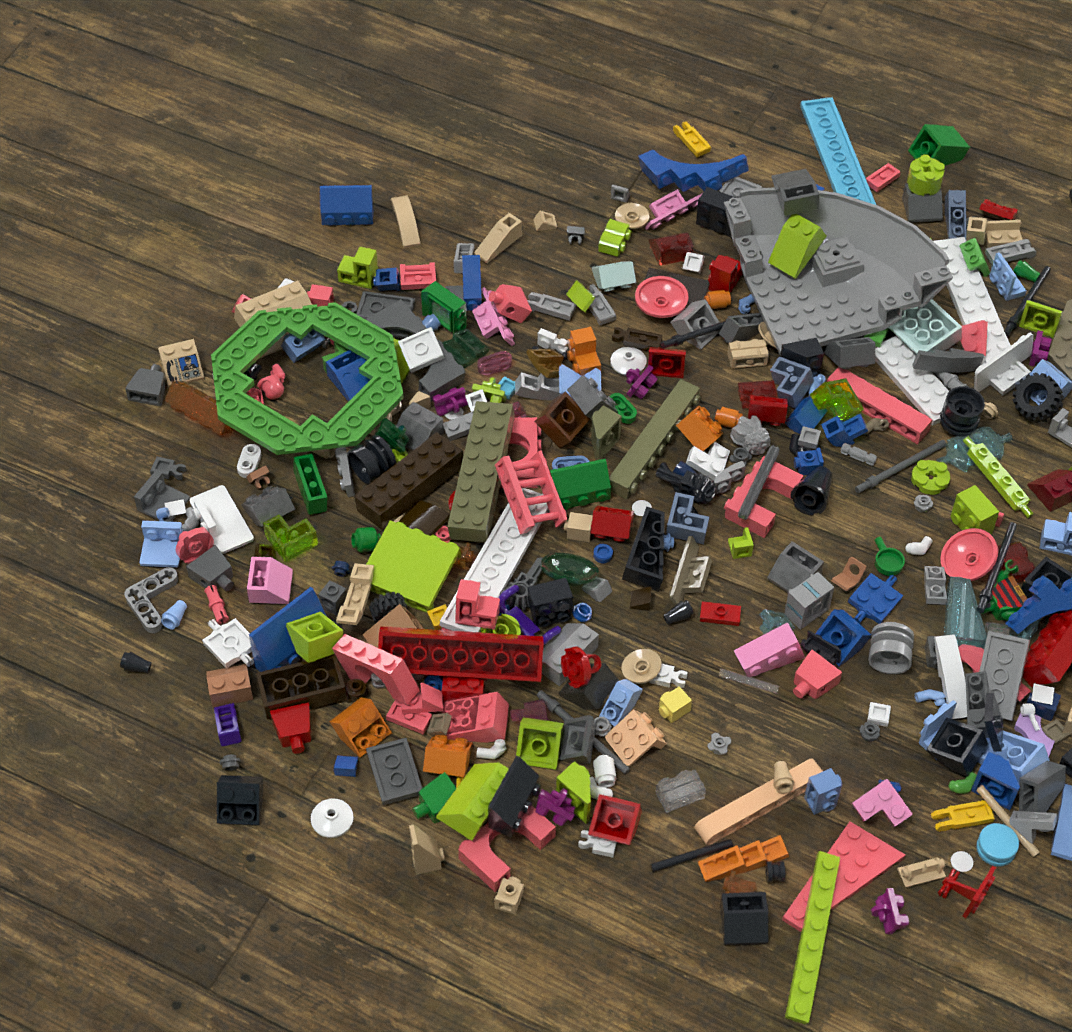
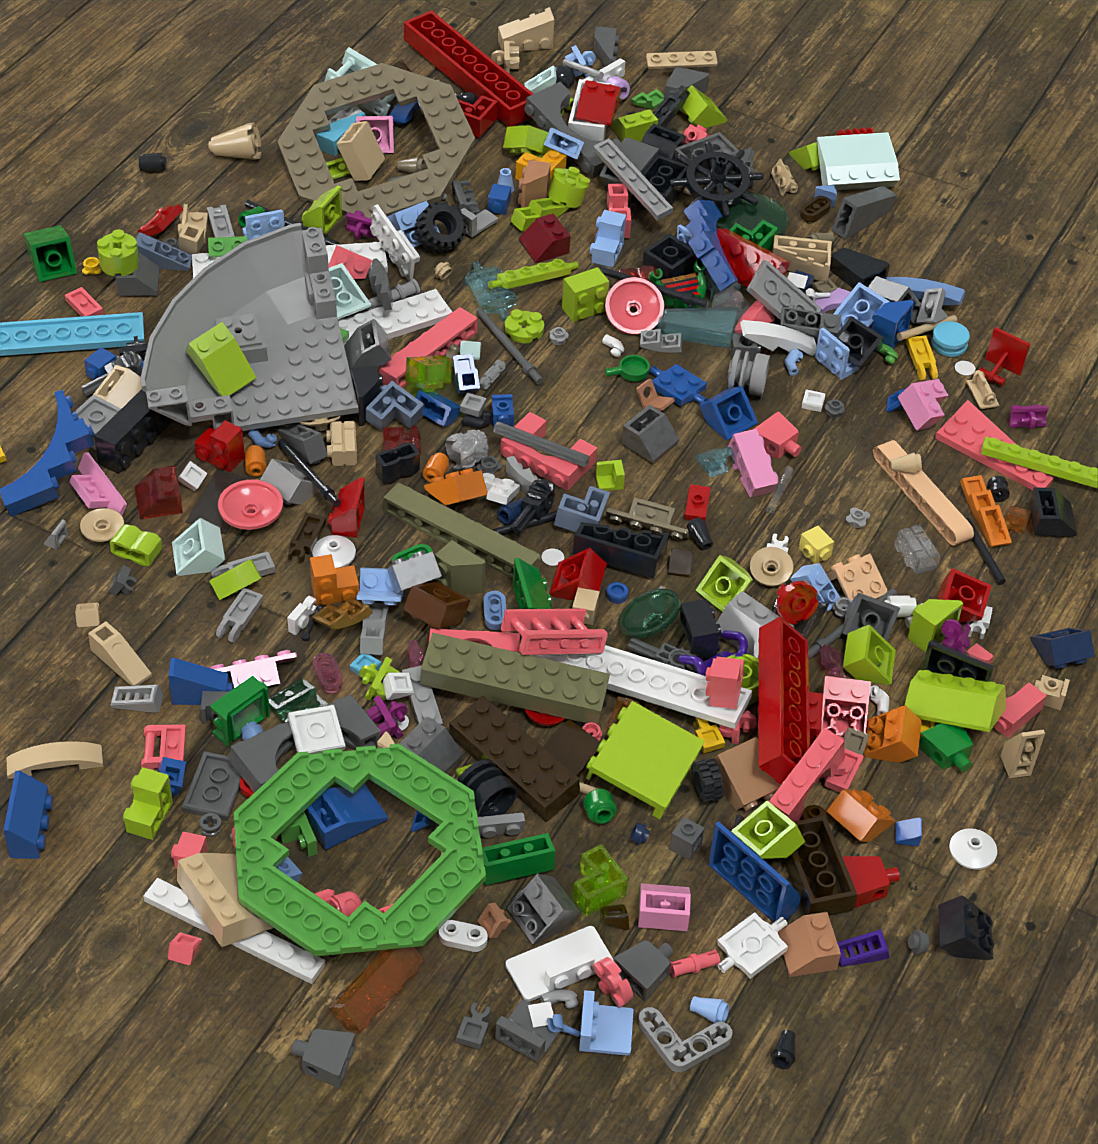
camera: 90 degrees left, 5 degrees down
(181, 362) = (288, 1015): tan slope -> none
(357, 595) = (699, 806): tan slope -> none
(393, 435) = (451, 762): dark green hips -> none
(394, 771) = (914, 786): dark grey plate -> none
(511, 302) = (235, 645): coral torso -> none
(567, 911) = (1064, 646): none -> dark blue slope
(620, 628) = (724, 582): none -> lime slope
(634, 377) = (373, 538): magenta hips -> none
(726, 388) = (397, 462): none -> black brick
(768, 409) = (433, 429): red slope -> none
(796, 191) = (165, 328): dark grey slope -> none
(809, 600) = (693, 425): light grey container -> none
(813, 491) = (549, 405): black cone -> none
(823, 791) = (916, 437): medium blue brick -> none
(827, 650) = (749, 421): black hinge -> none
(889, 437) = (471, 347): none -> light aqua slope
(962, 411) = (457, 280): black wheel -> none
(993, 722) = (841, 308): black plate -> none

